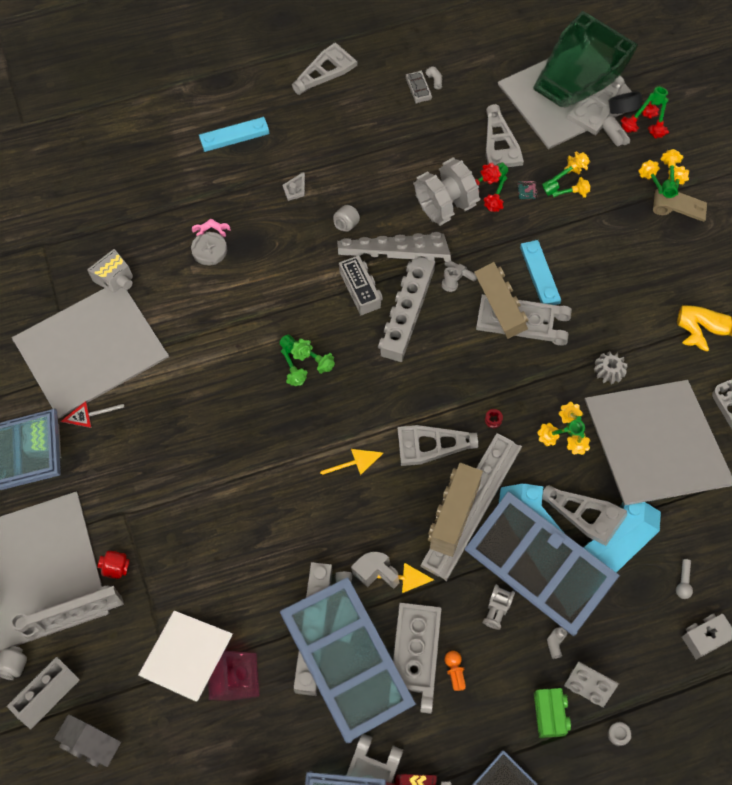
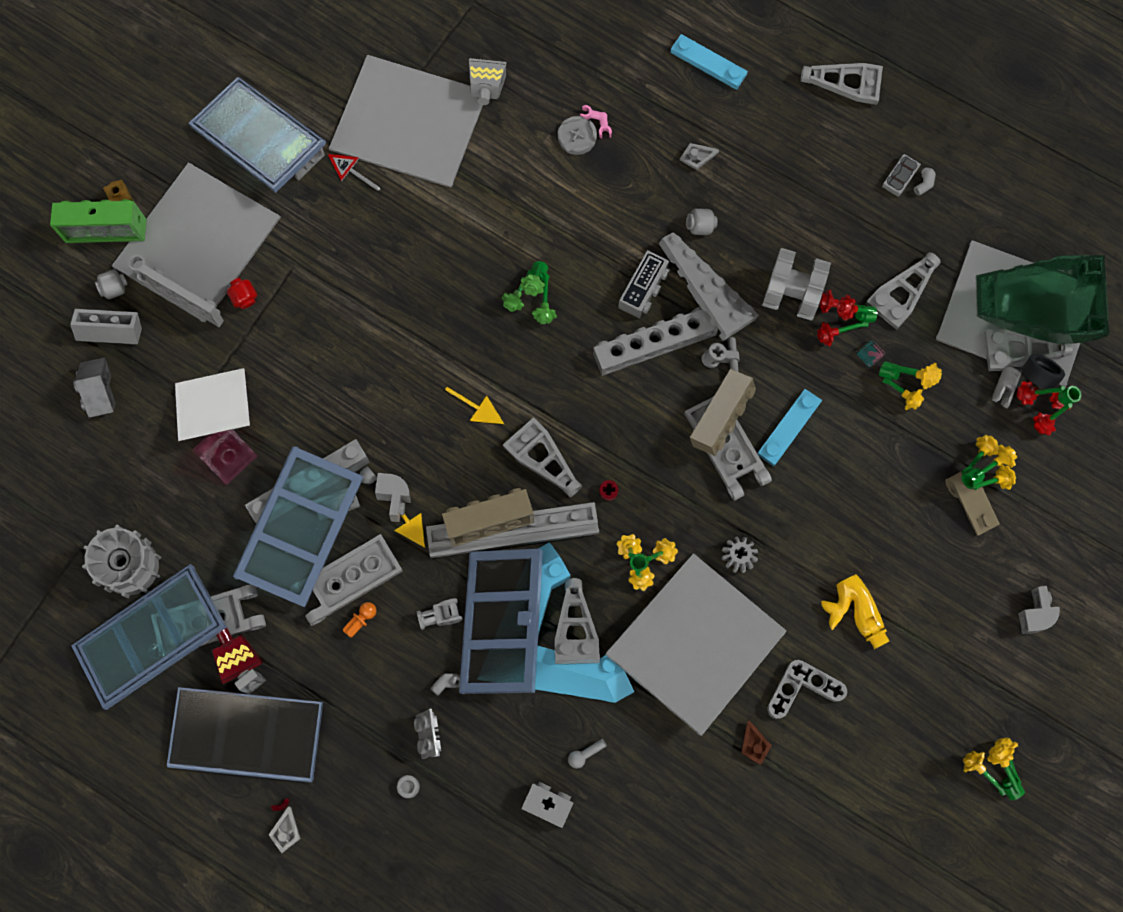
camera: 50 degrees right, 10 degrees up
(550, 713) = (381, 719): bright green brick -> none

